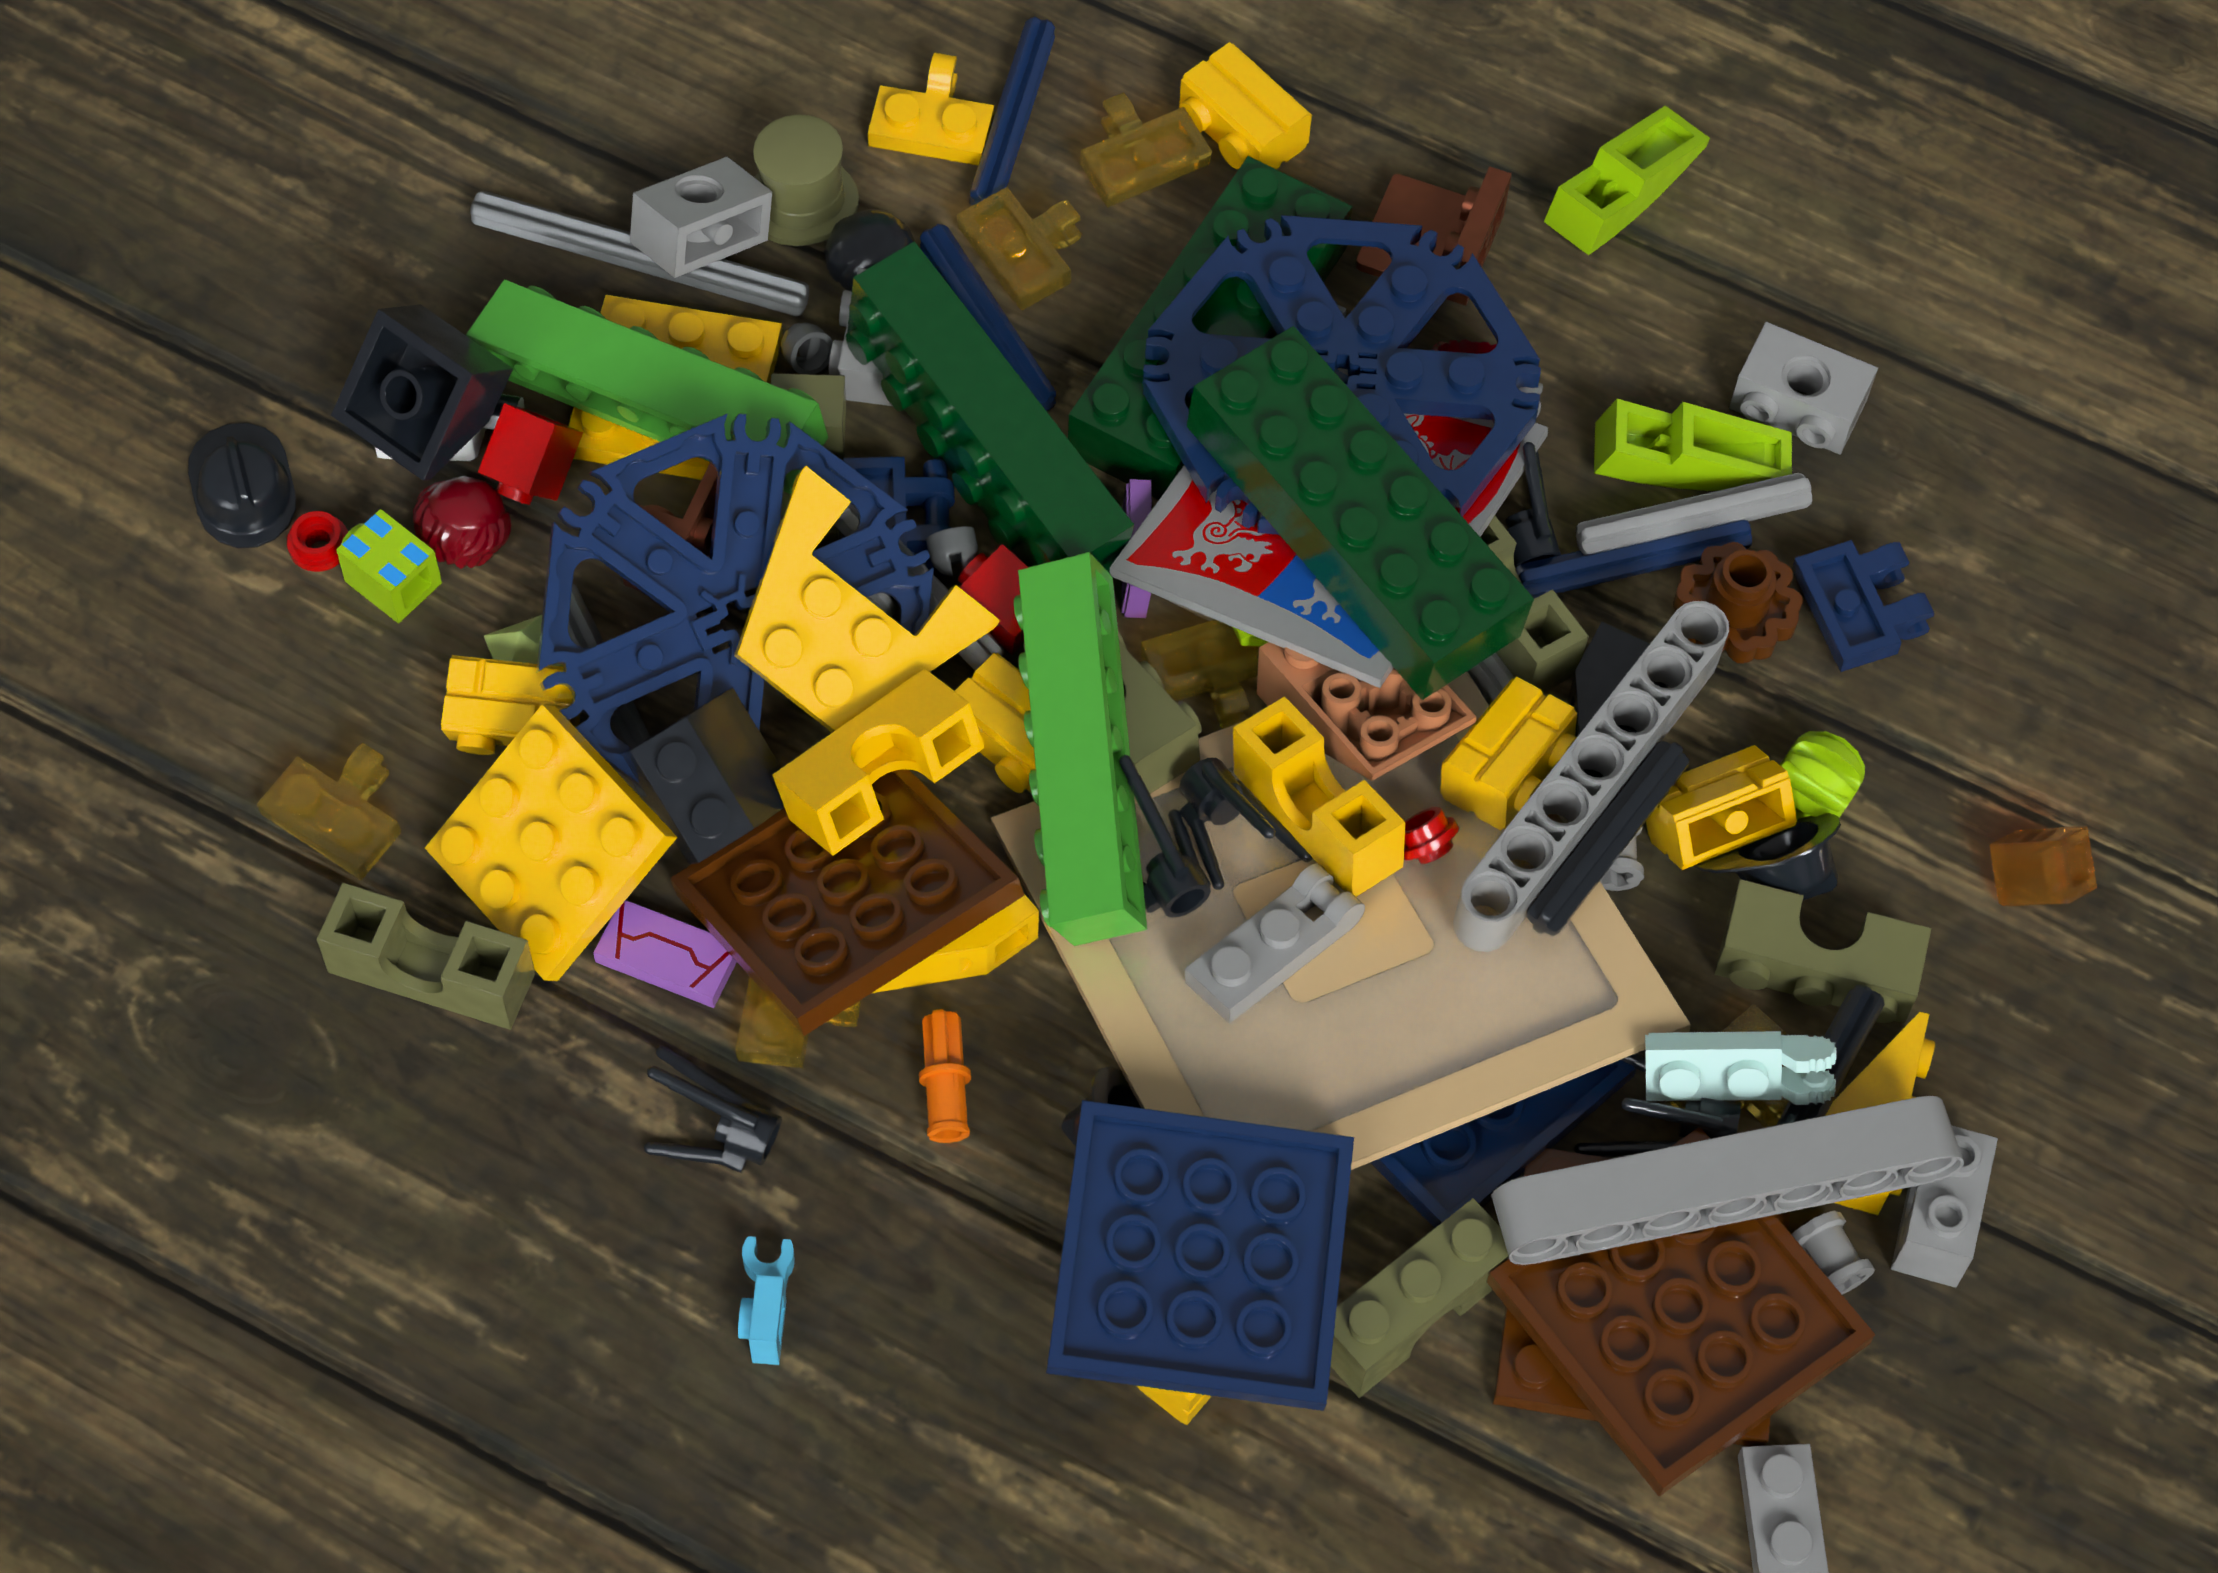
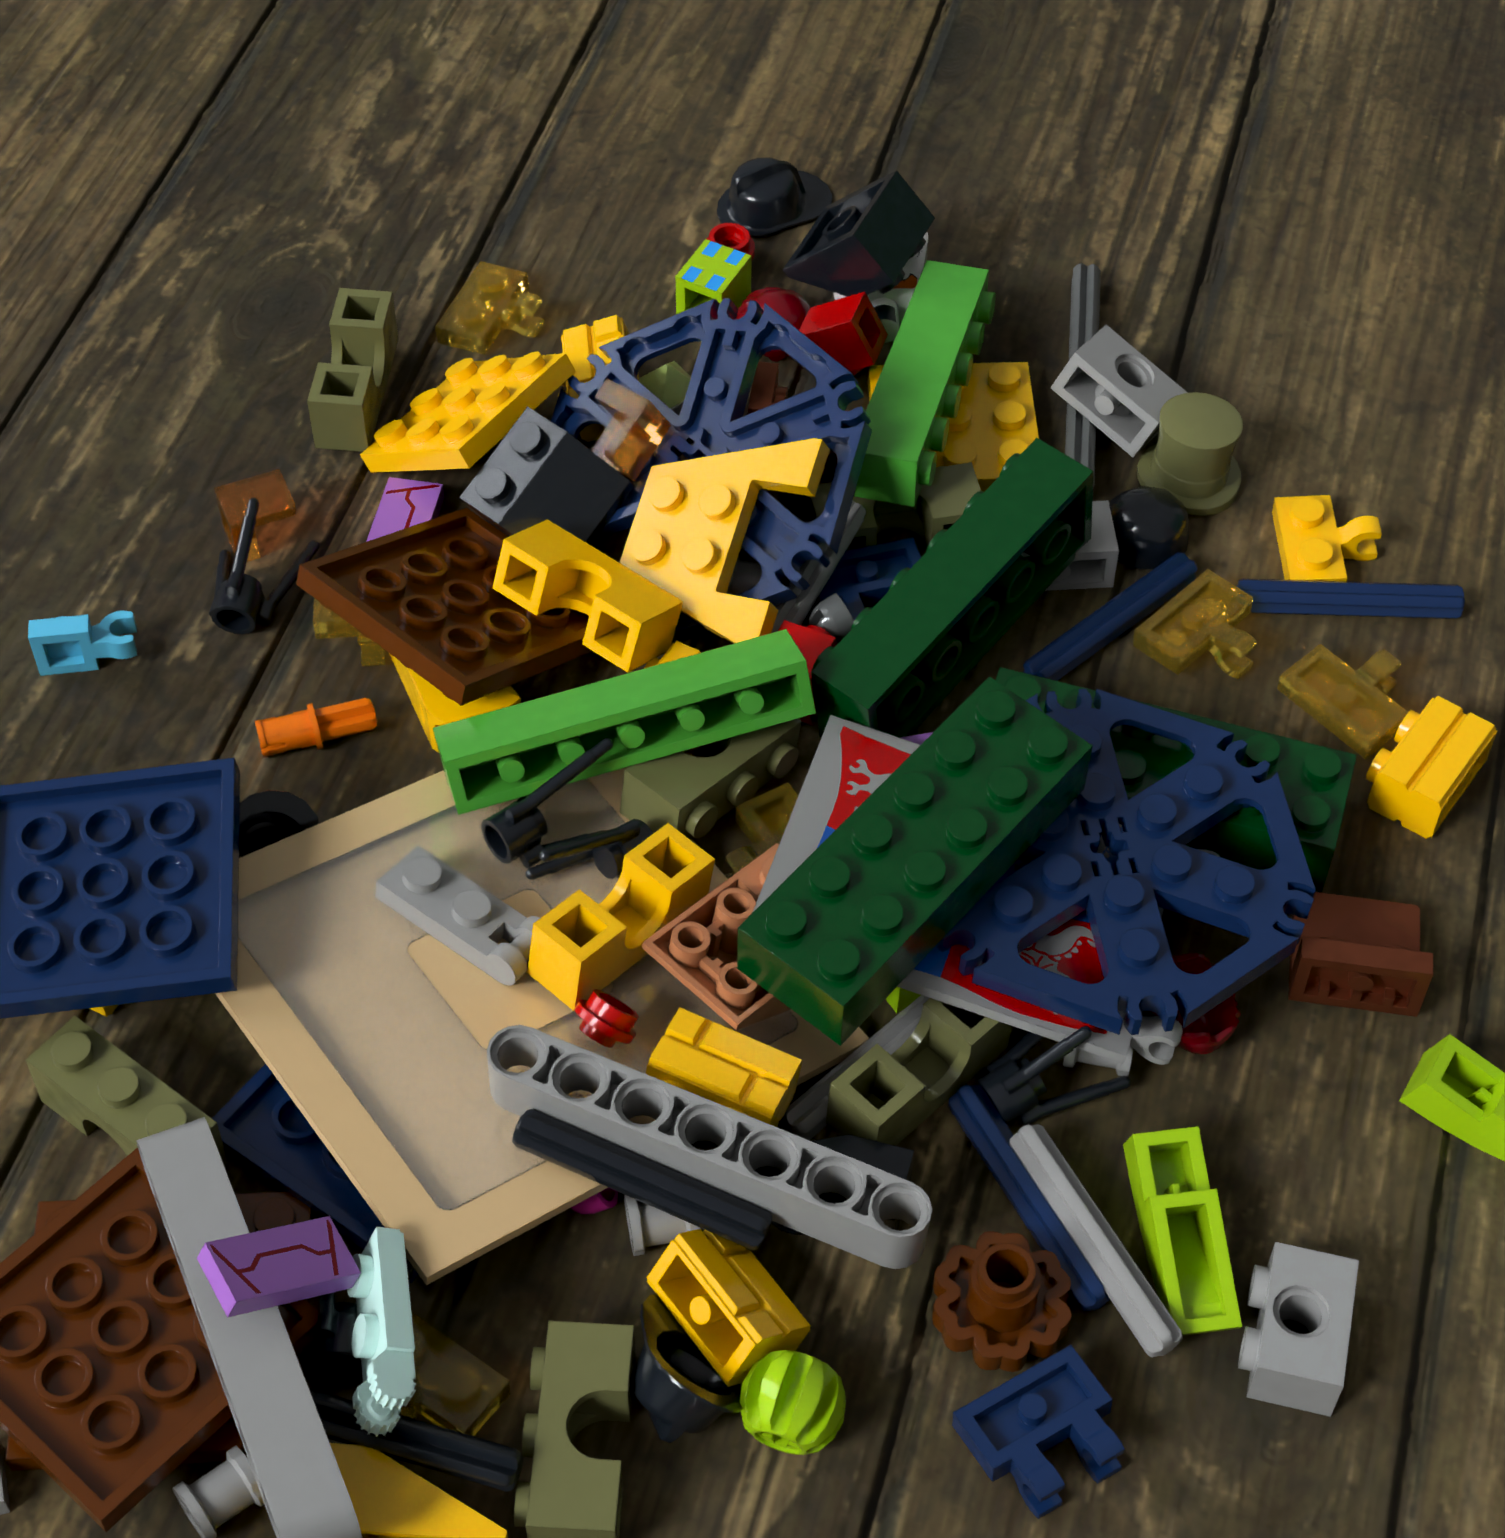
camera: 80 degrees right, 10 degrees down
(622, 1094) = (274, 505): none -> clear orange panel
(681, 670) = (632, 432): none -> clear orange panel
(1691, 1125) = (278, 1266): none -> medium lavender tile

